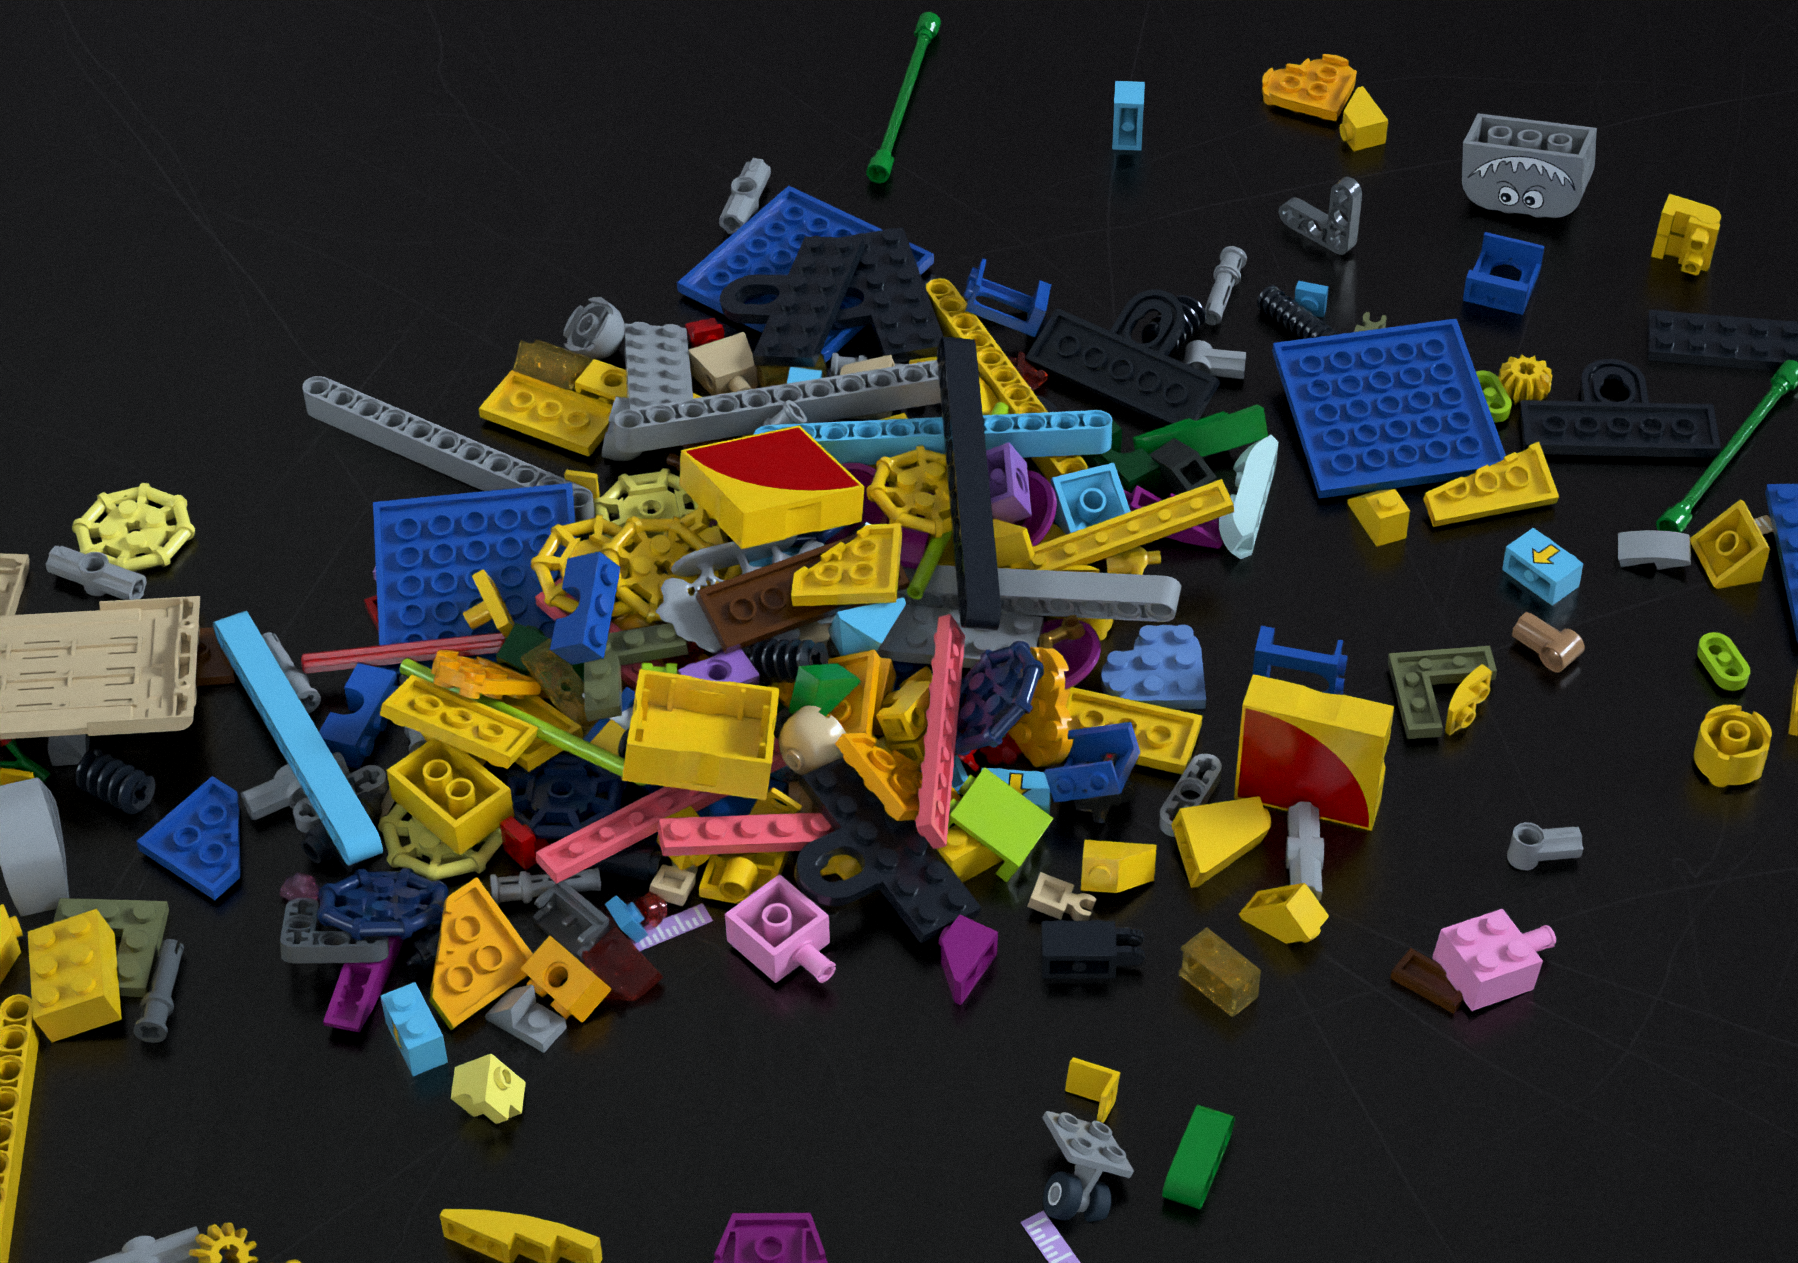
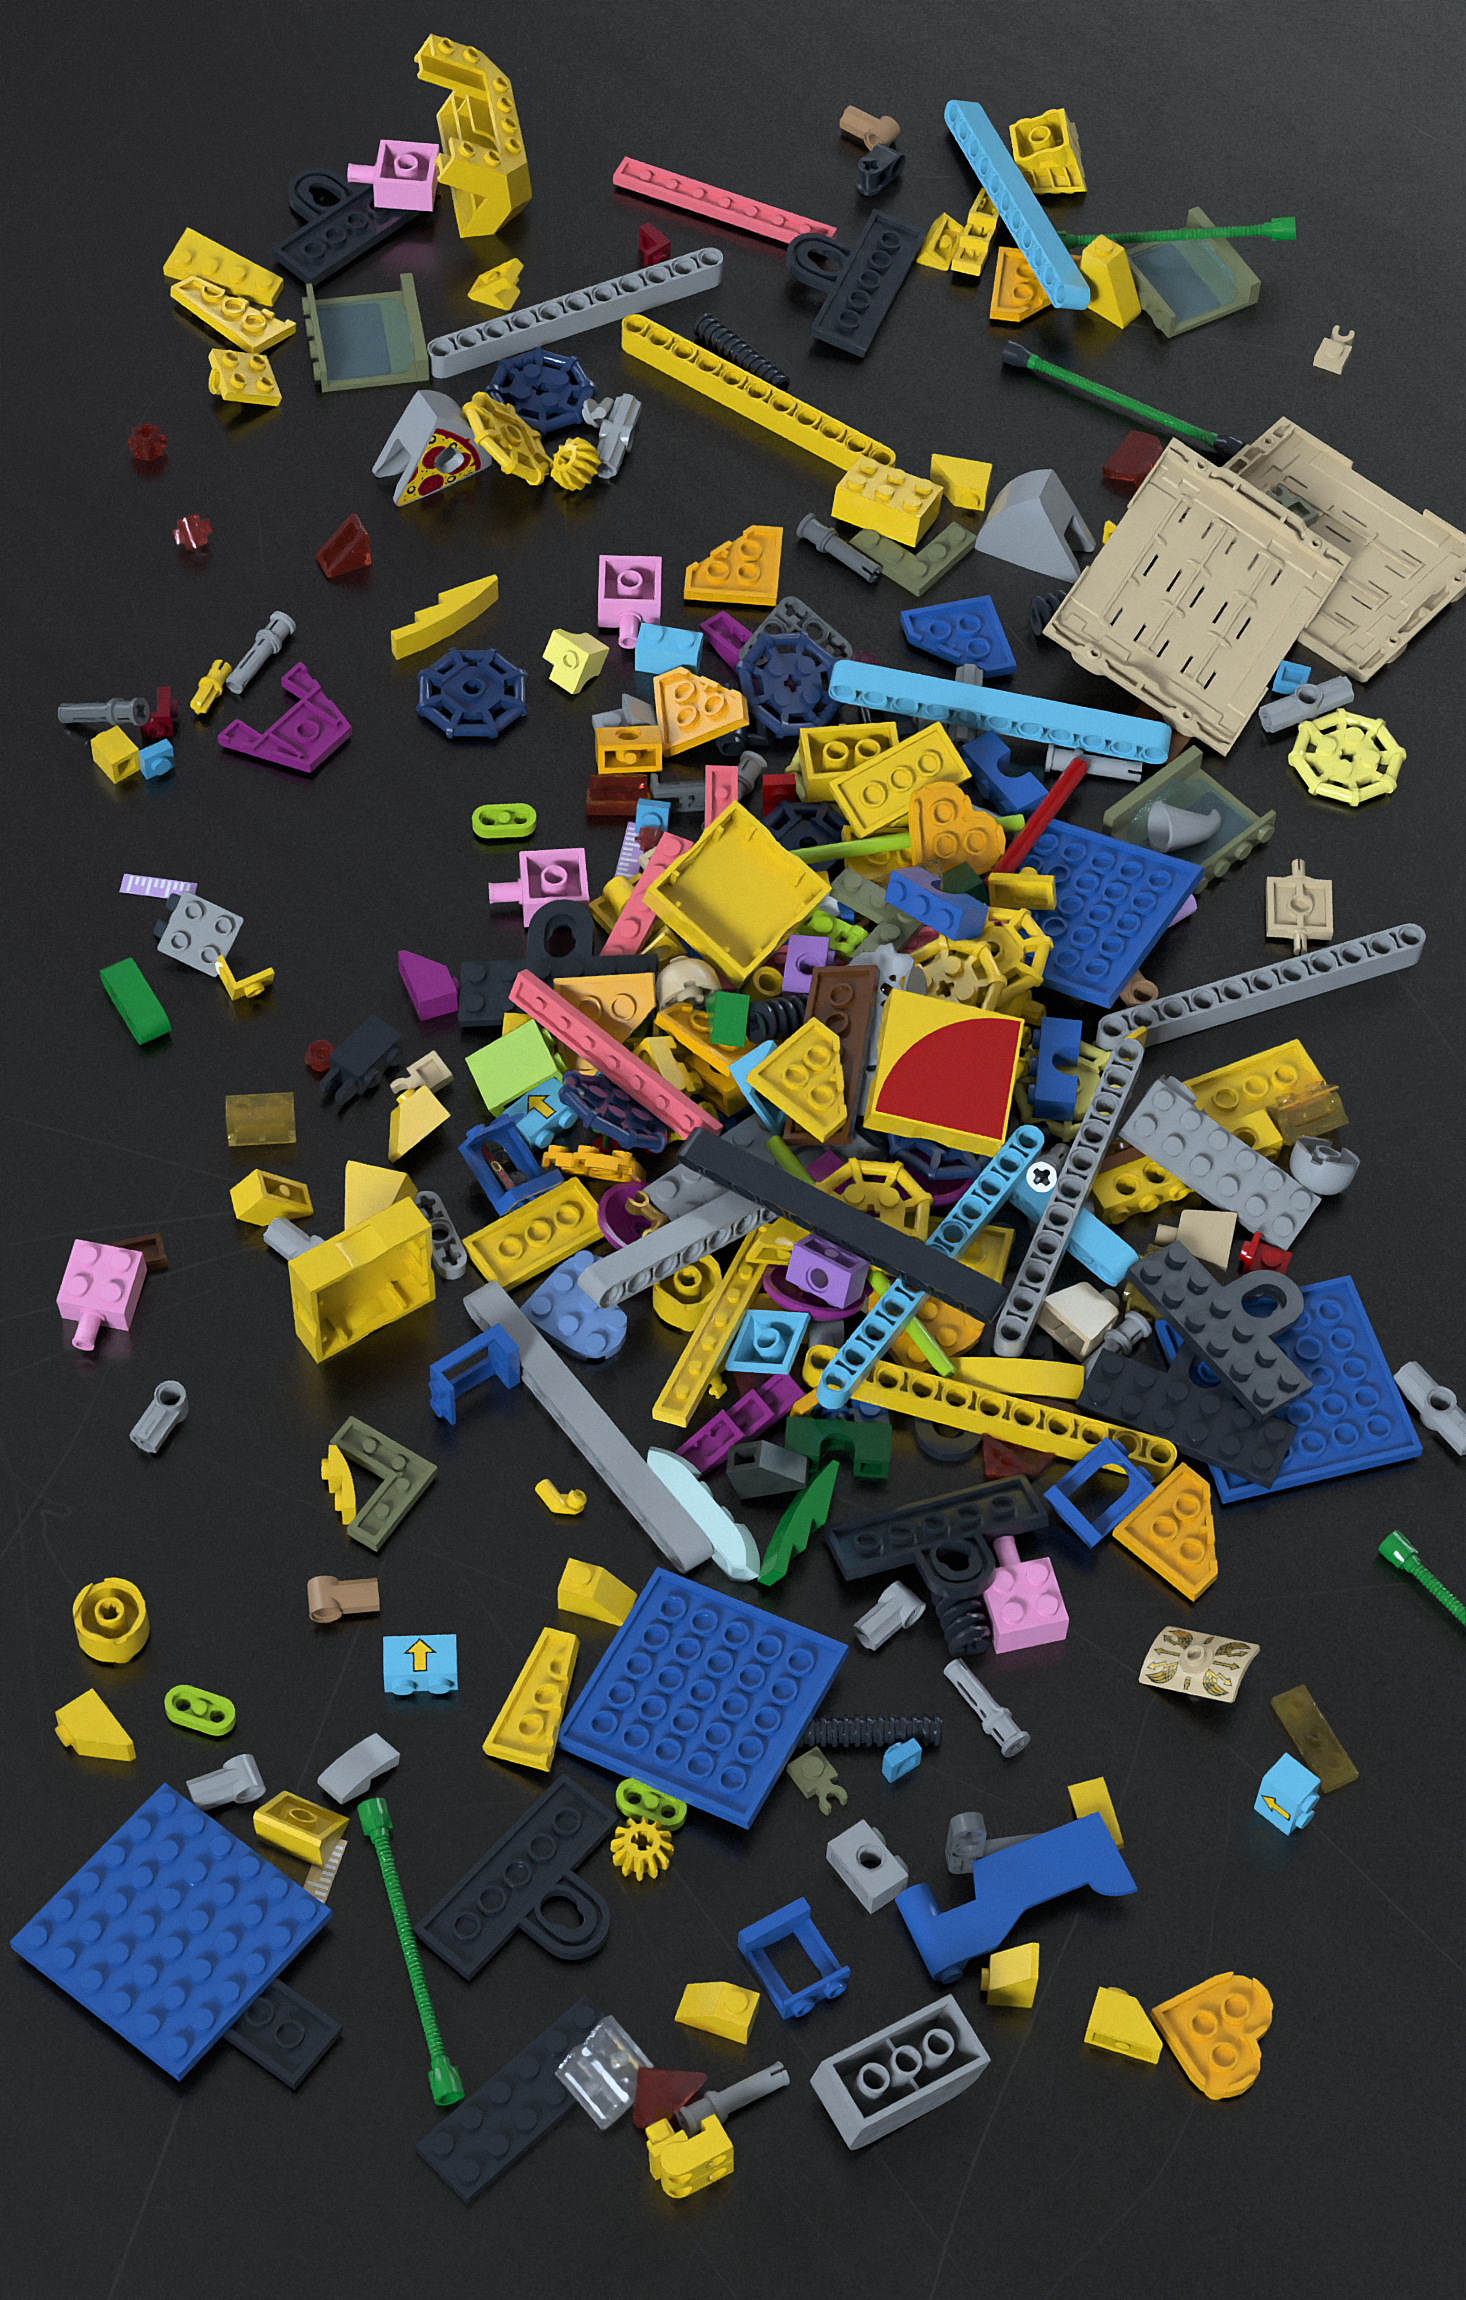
camera: 125 degrees right, 10 degrees up
(70, 598) = (1290, 677): none -> dark azure plate
(251, 1048) = (739, 570): none -> light orange plate
(304, 579) = (1193, 790): none -> panel
(324, 572) = (1176, 828): none -> light grey hat
(335, 475) = (1299, 908): none -> tan plate
(370, 1097) = (629, 594): none -> bright pink brick
(600, 1175) = (472, 706): none -> dark blue plate
(670, 502) = (1053, 1091): none -> blue arch
(731, 1030) = (504, 820): none -> lime plate
(1004, 261) = (1175, 1532): none -> light orange plate
(1062, 144) = (1322, 1754): none -> clear yellow tile
(1077, 200) = (1197, 1663): none -> tan shield
(1109, 979) = (317, 1049): none -> clear red plate
(1116, 289) = (1023, 1601): none -> bright pink brick
(1238, 198) = (1093, 1797): none -> yellow slope
(1252, 603) = (593, 1432): none -> light grey beam
(1282, 178) = (1007, 1886): none -> blue door
(1327, 578) = (561, 1503): none -> yellow arm
(1394, 167) = (1012, 1976): none -> yellow slope
(1401, 274) = (871, 1886): none -> light grey brick
(1578, 284) = (720, 2009): none -> yellow slope
(1636, 255) = (731, 2098): none -> light grey pin
(1661, 273) = (663, 2092): none -> clear red slope
(1697, 300) = (604, 2072): none -> clear slope
(1744, 604) = (236, 1782): none -> light grey piece

